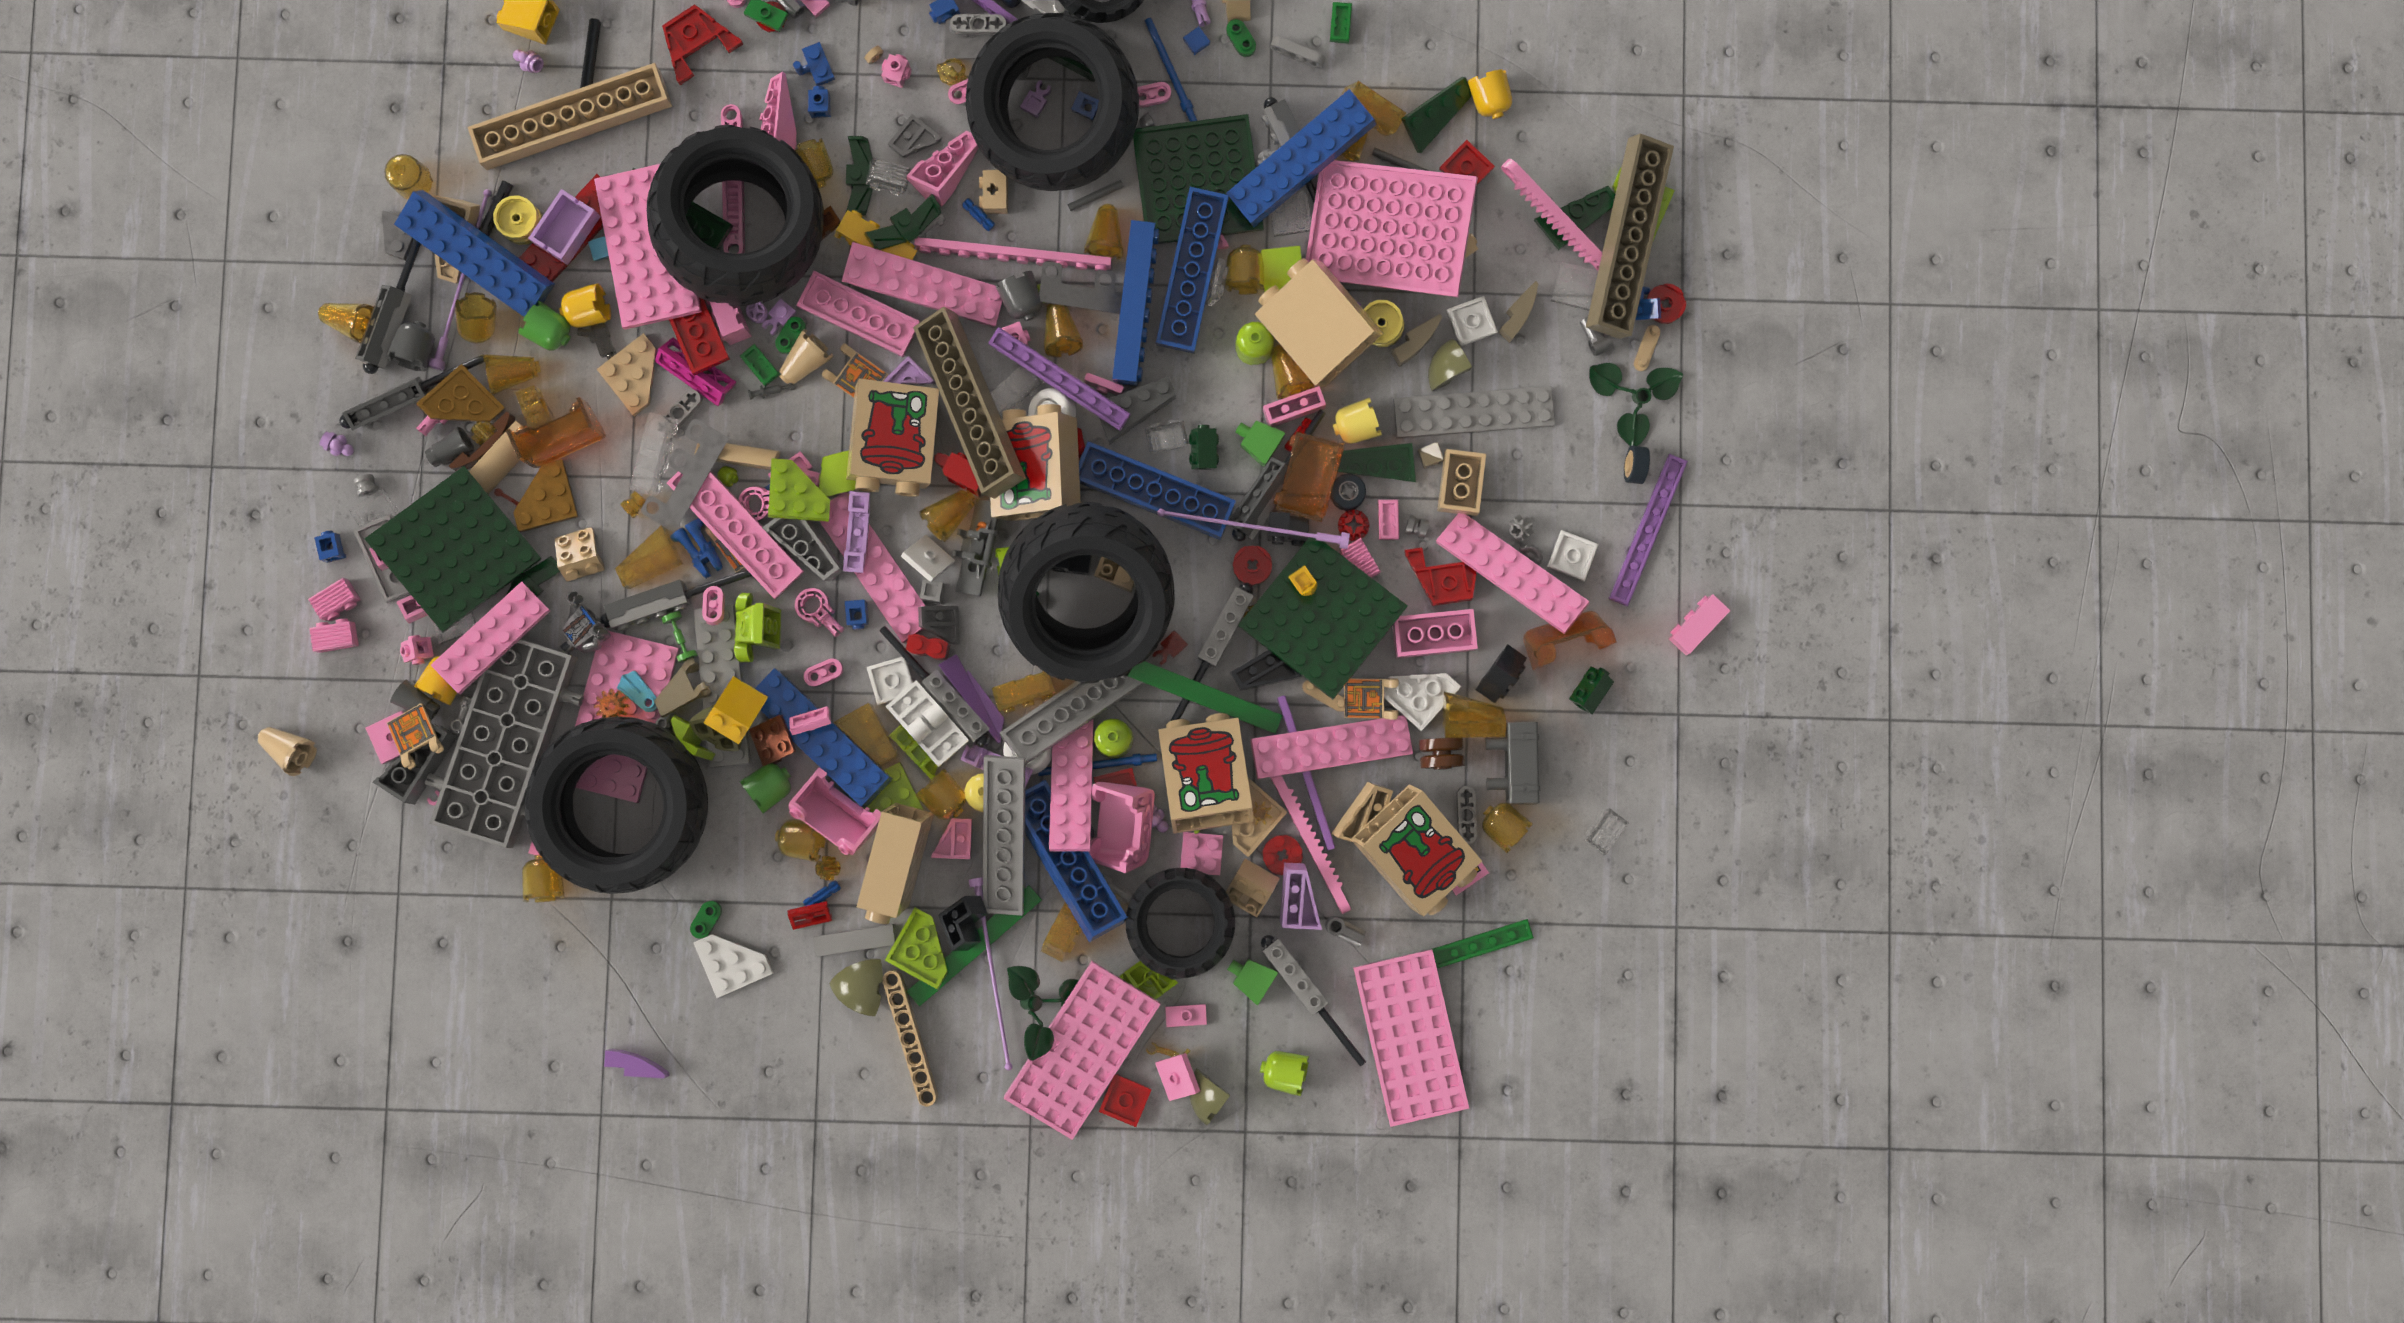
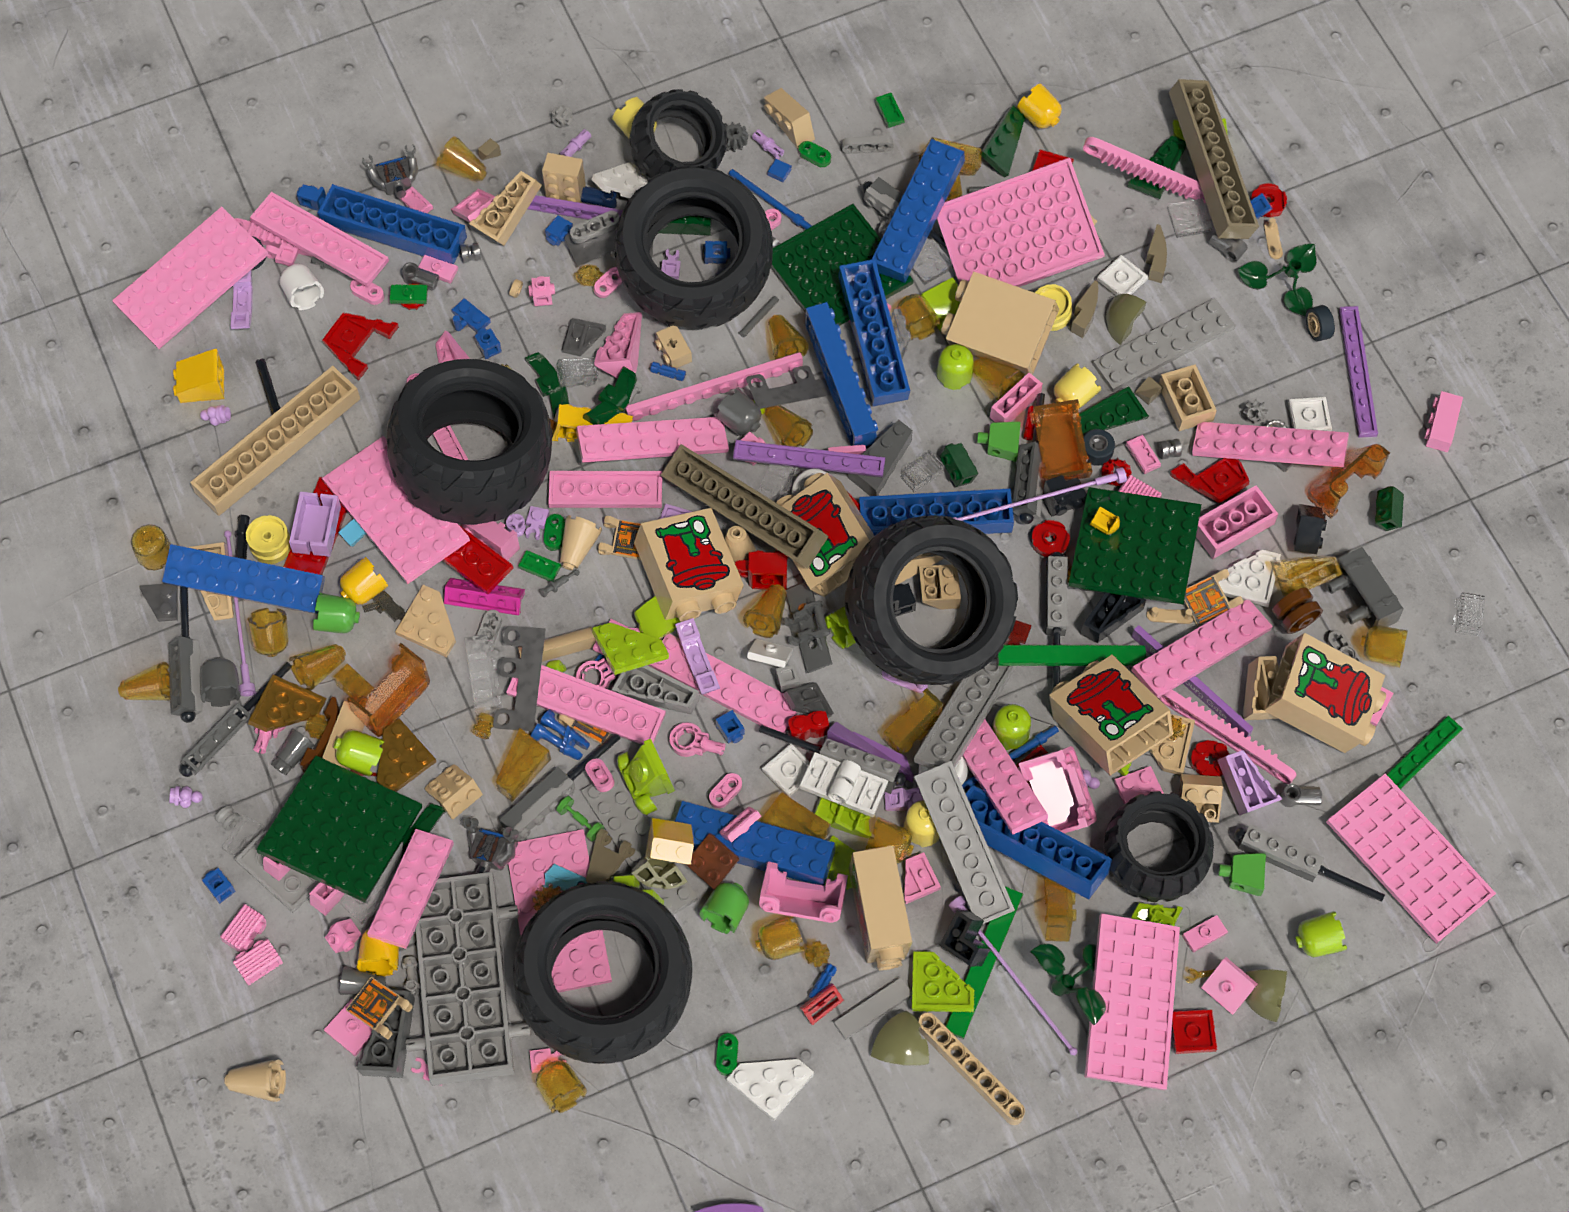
camera: 25 degrees left, 20 degrees down
(504, 479) = (358, 751): none -> lime cylinder
(947, 439) = (739, 543): none -> tan cone

